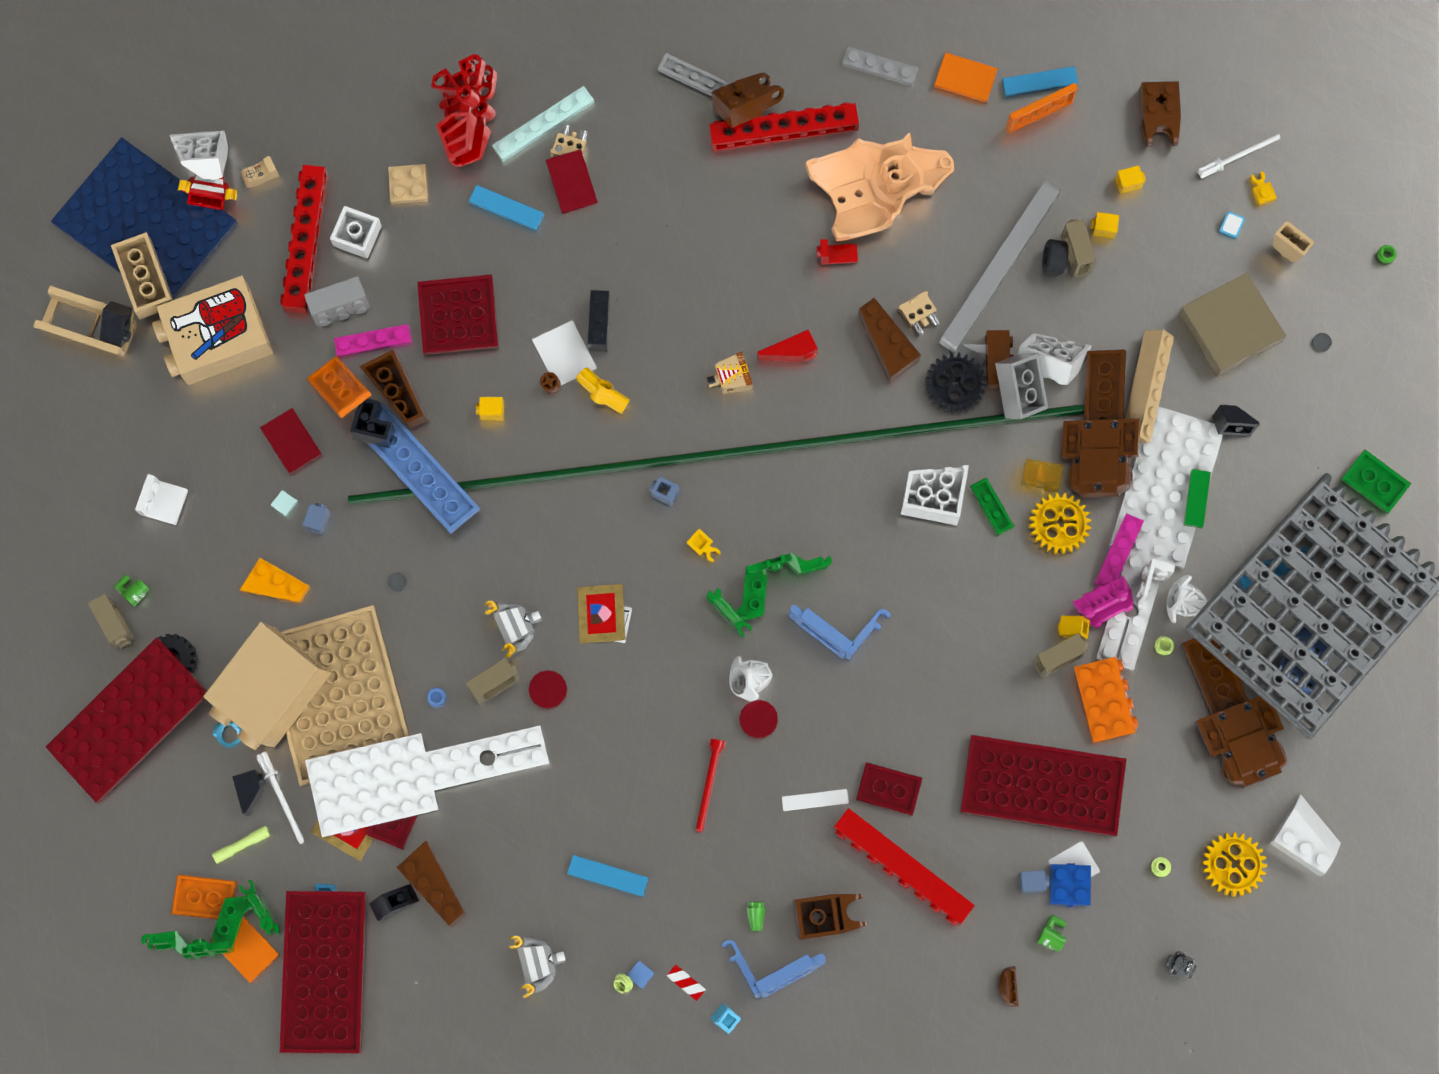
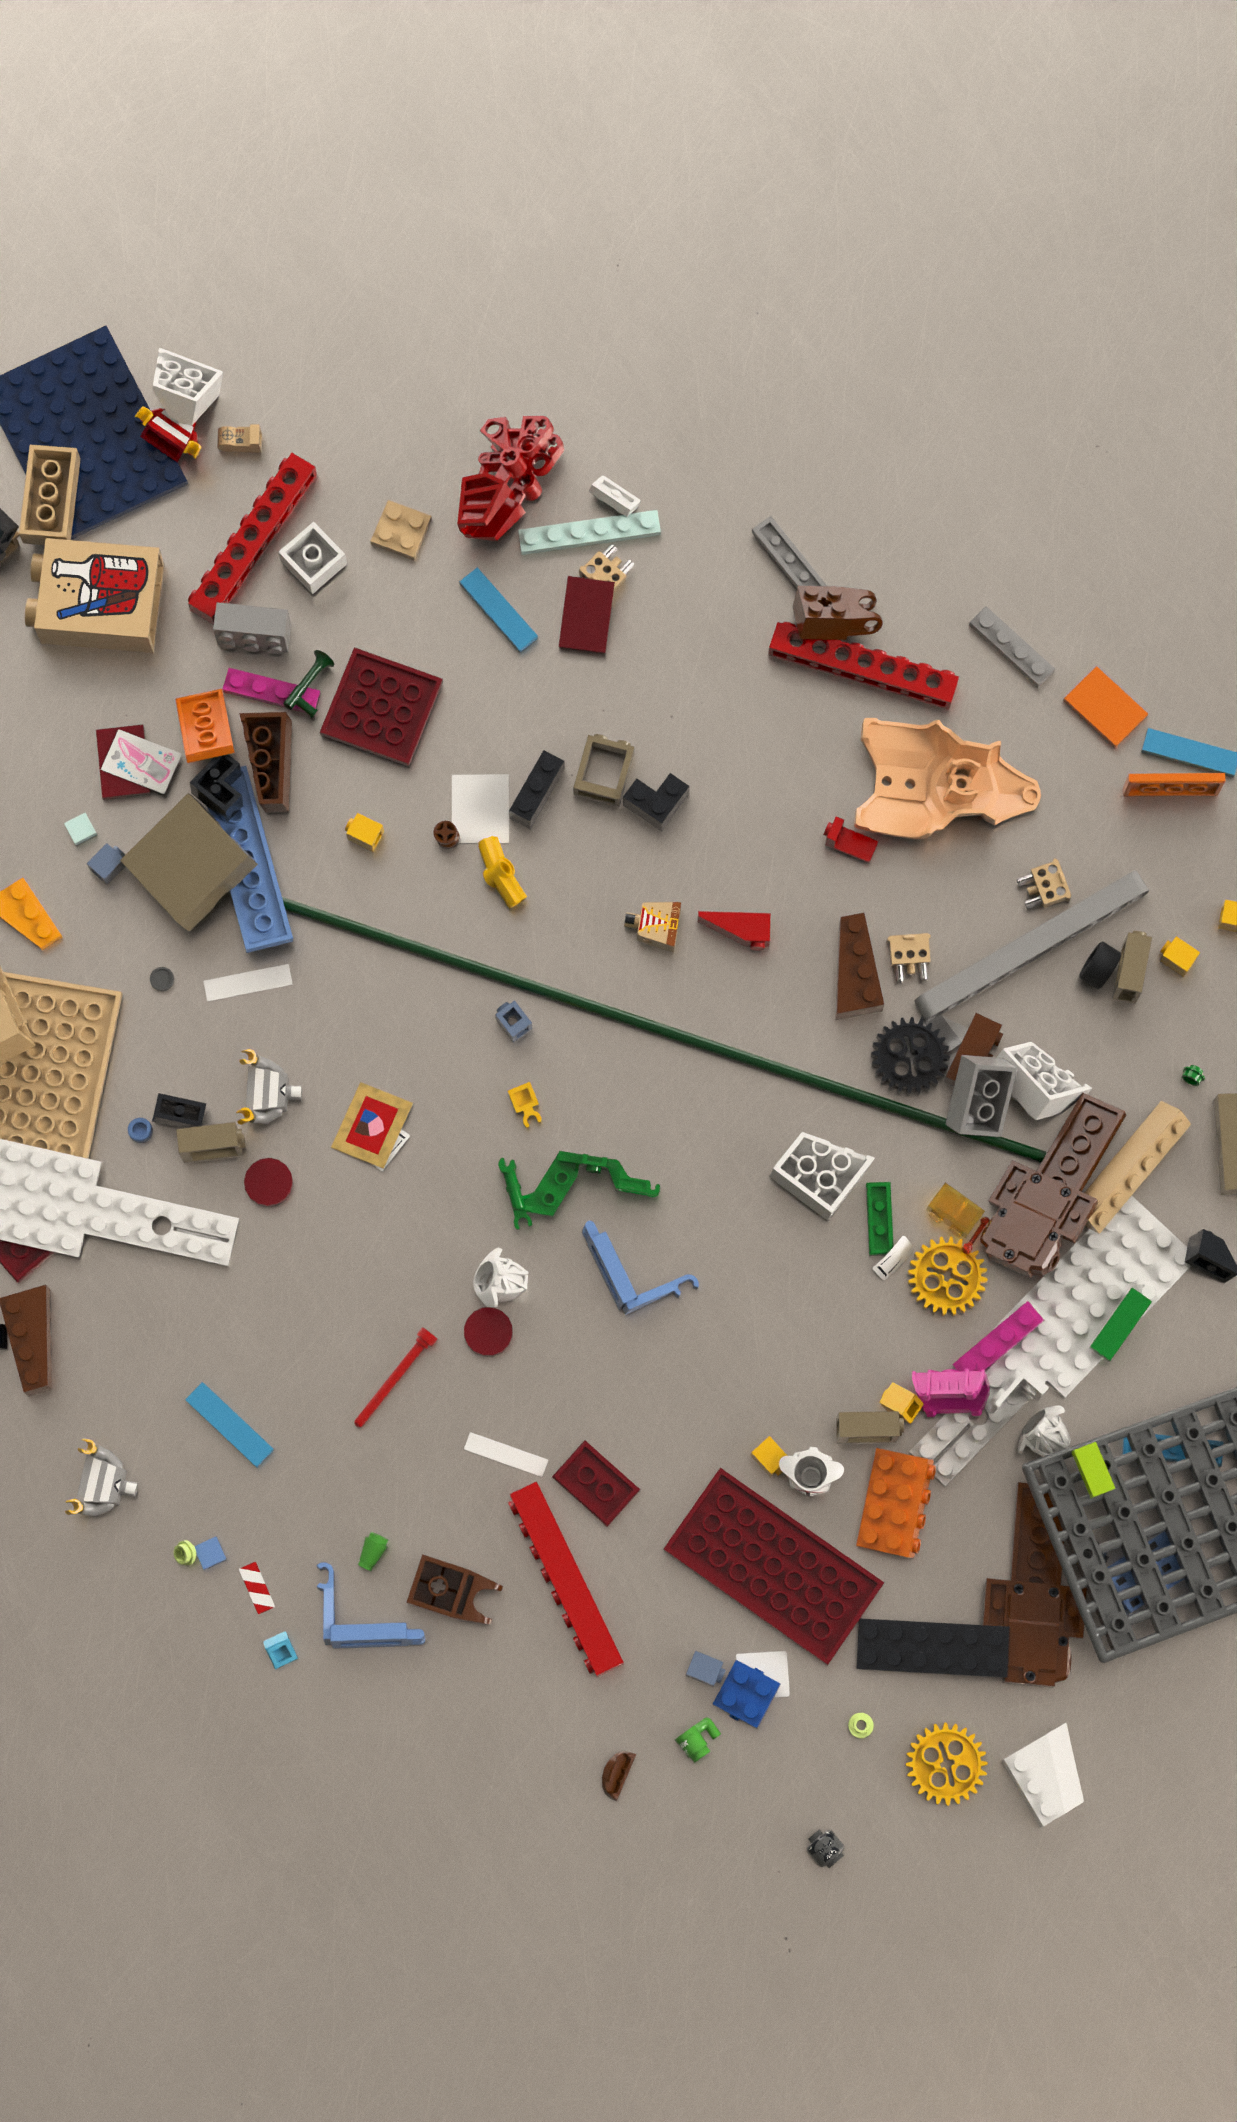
camera: 25 degrees right, 0 degrees up
(304, 434) = (141, 761): none -> white sticker
(376, 489) = (188, 862): none -> dark tan tile
(399, 301) = (295, 698): none -> dark green piece
(458, 670) = (178, 1111): none -> black brick
(460, 555) = (248, 982): none -> white sticker
(549, 90) = (615, 496): none -> white plate
(642, 302) = (600, 792): none -> dark tan window
(687, 293) = (659, 805): none -> black brick
(992, 212) = (1054, 878): none -> tan piece
(1002, 710) = (768, 1456): none -> yellow brick
(1016, 529) = (894, 1258): none -> white sticker
(1037, 705) = (810, 1471): none -> white piece
(1064, 497) = (967, 1247): none -> clear red hinge
(1156, 302) = (1193, 1075): none -> green plate
(1164, 645) = (996, 1475): yellowish green plate -> none
(1184, 787) = (933, 1648): none -> black plate
(1236, 607) = (1093, 1470): none -> lime tile

